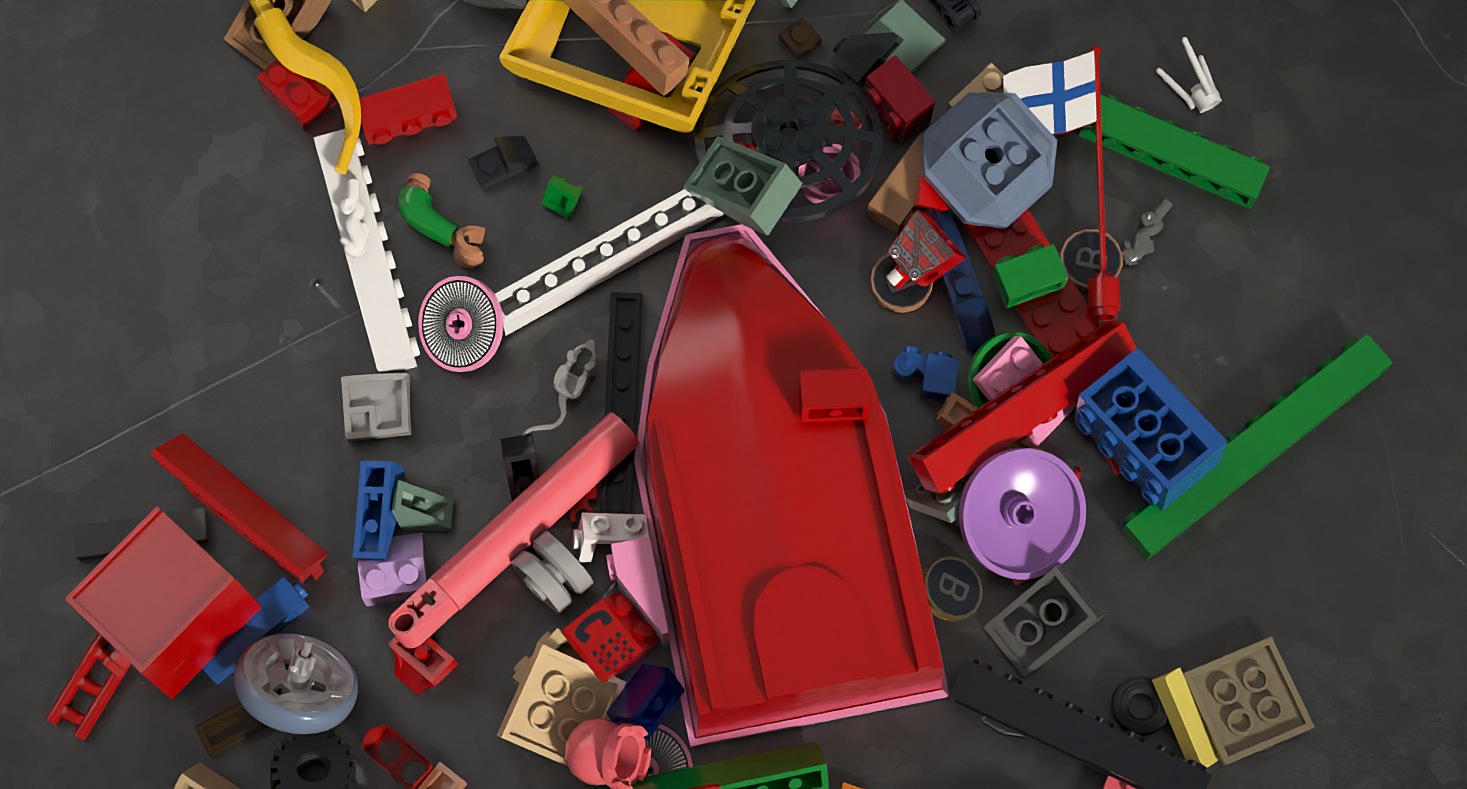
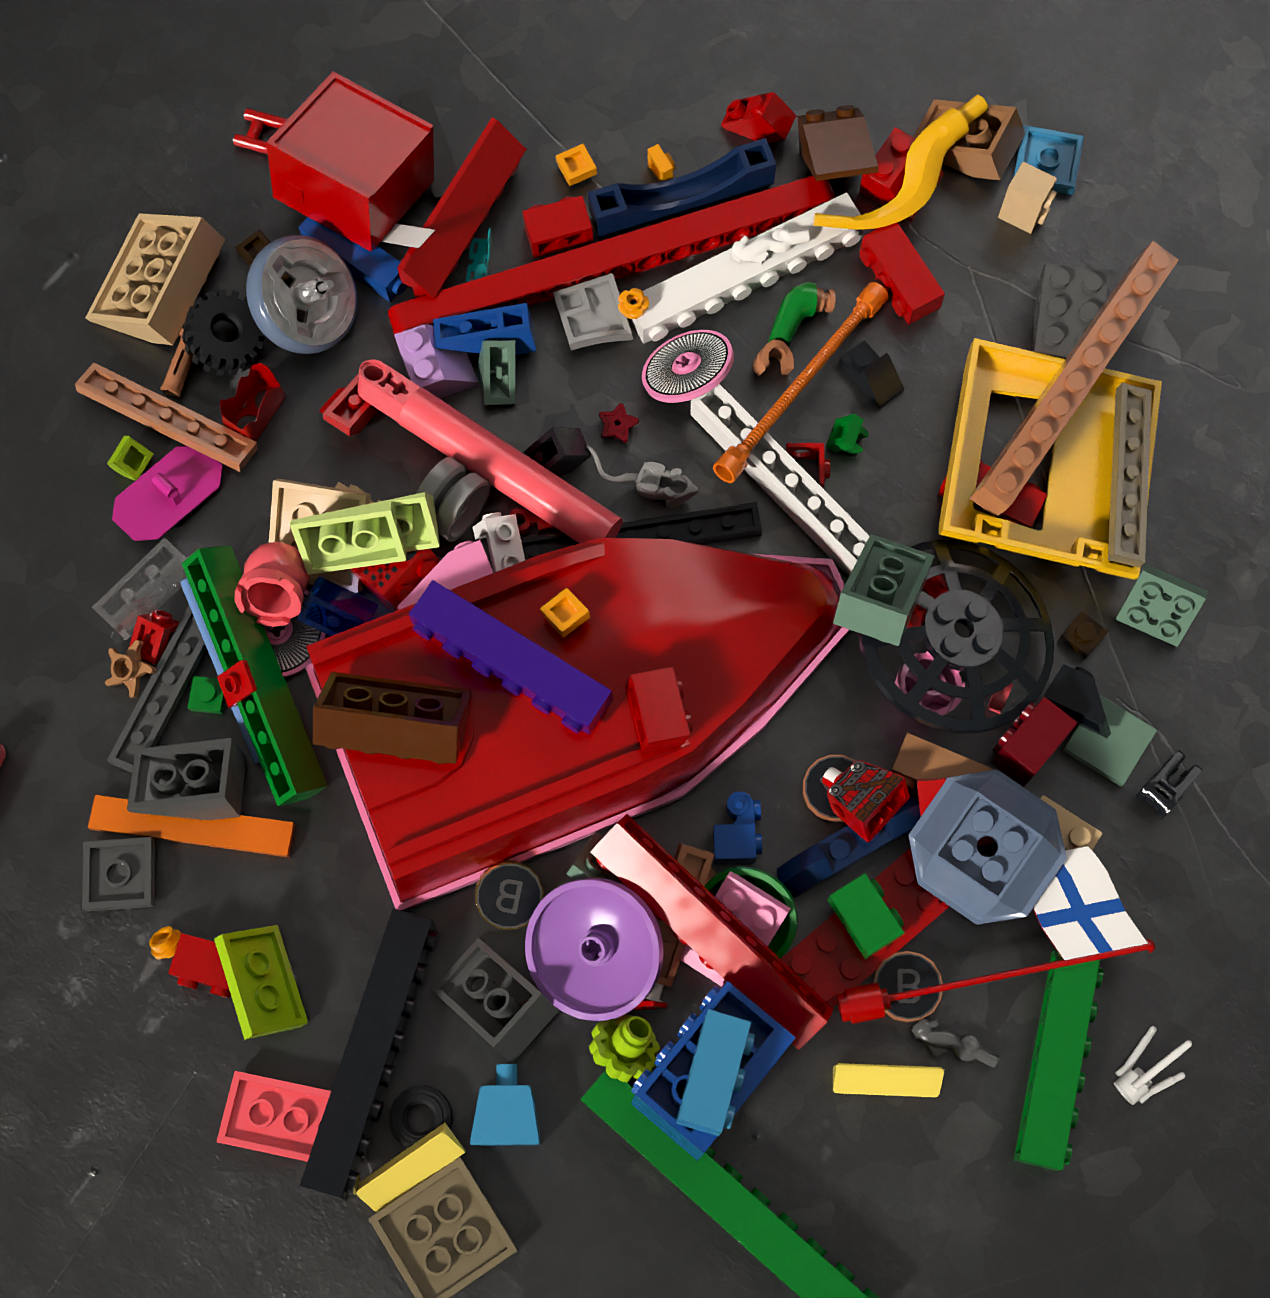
camera: 85 degrees right, 0 degrees up
(203, 204) = (759, 117): none -> red slope
(206, 391) = (576, 164): none -> light orange plate
(231, 308) = (660, 163): none -> light orange plate
(262, 134) = (836, 143): none -> reddish brown slope
(262, 561) = (408, 235): none -> white sticker
(264, 271) = (630, 205): none -> dark blue arch
(272, 421) = (557, 226): none -> red brick
(293, 510) = (480, 257): none -> teal piece
(322, 379) = (620, 254): none -> red beam
(389, 366) = (633, 311): none -> light orange plate
(503, 413) = (621, 431): none -> dark red plate
(580, 293) = (734, 459): none -> orange hose
(583, 648) = (366, 534): none -> yellowish green slope
(589, 224) = (815, 452): none -> red bracket
(722, 461) = (565, 612): none -> light orange plate
(759, 516) = (510, 657): none -> dark purple brick
(796, 634) = (391, 717): none -> reddish brown slope
(1111, 507) = (624, 1046): none -> lime plant
(1149, 626) = (505, 1112): none -> dark azure torso
(1163, 416) = (715, 1073): none -> dark azure brick
(1168, 294) = (887, 1080): none -> light yellow slope

